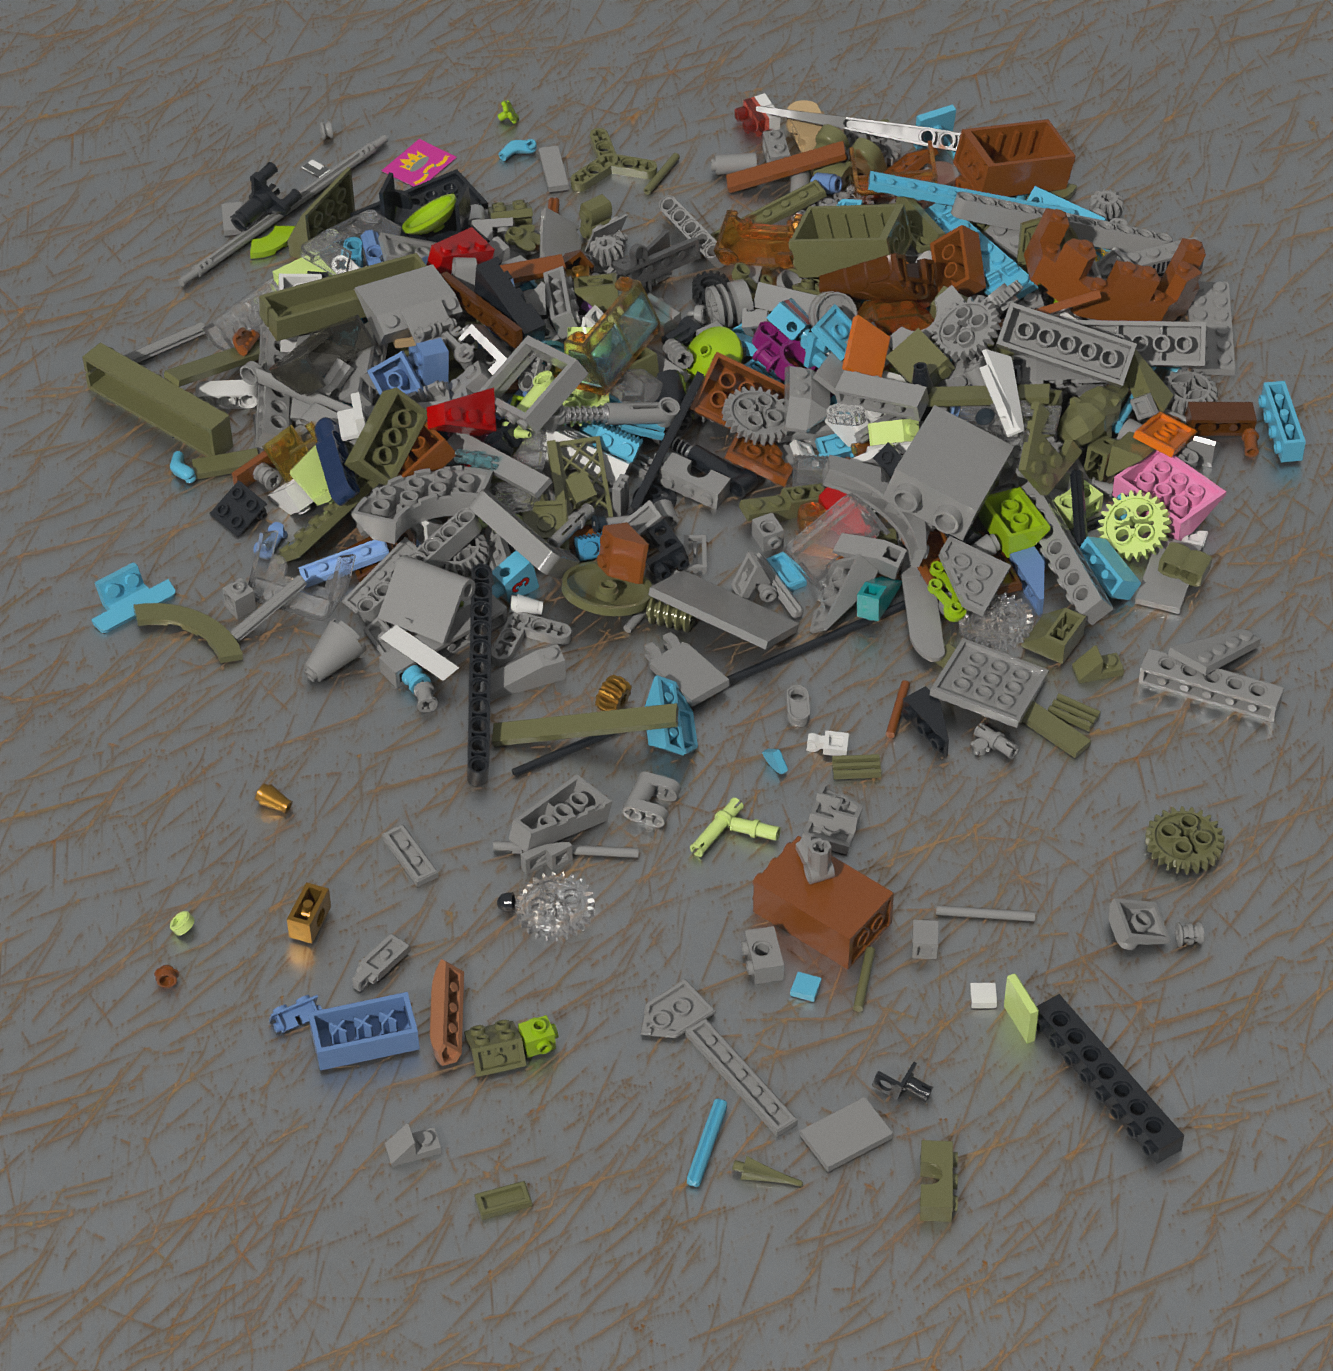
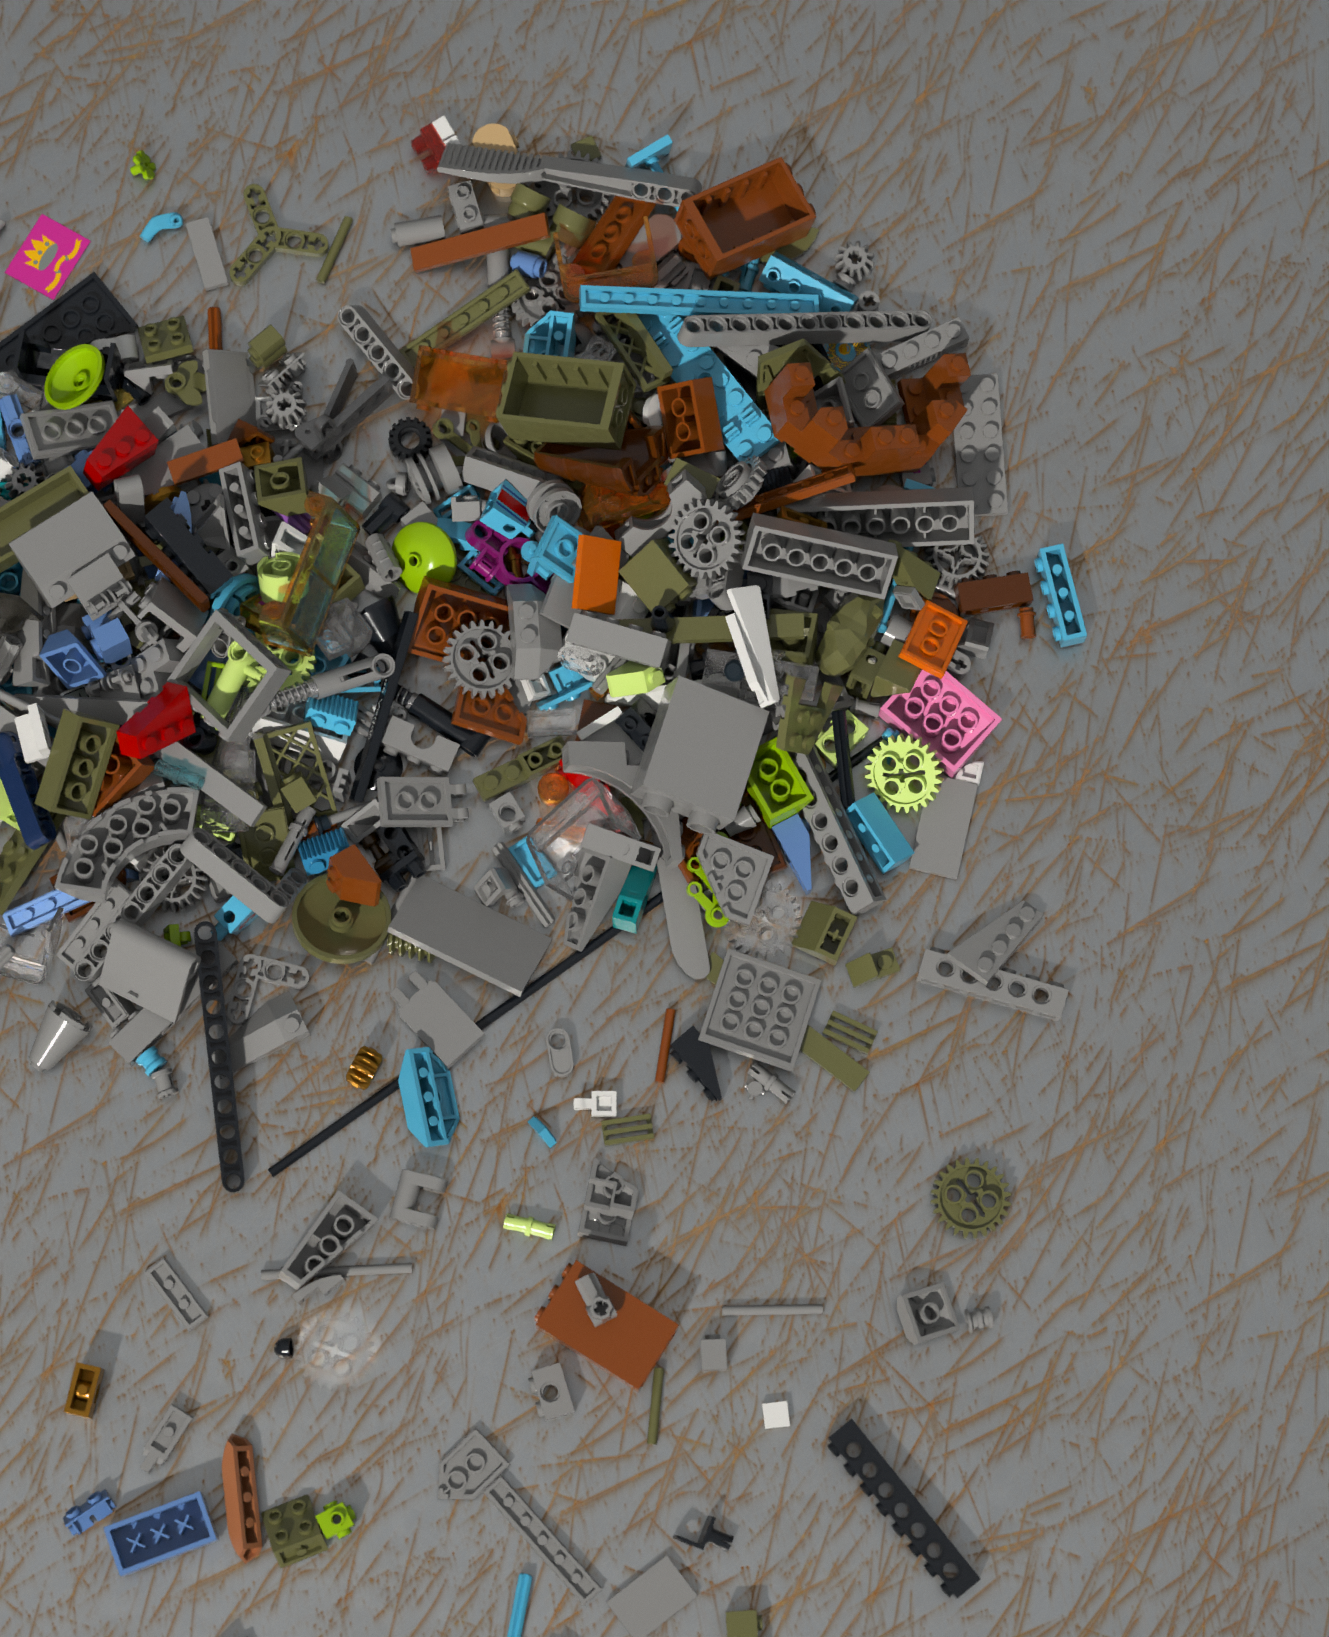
camera: 10 degrees left, 30 degrees up
(273, 798) = (22, 1237): pearl gold cone -> none
(419, 652) = (150, 1032): white sticker -> none
(525, 604) = (255, 943): white cone -> none
(585, 724) = (339, 1117): olive tile -> none
(690, 512) = (419, 802): none -> light grey tile
(721, 821) = (489, 1228): yellowish green pin -> none
(805, 986) = (597, 1422): medium azure tile -> none
(1021, 1008) = (815, 1440): yellowish green tile -> none
(1185, 564) = (960, 821): olive brick -> none

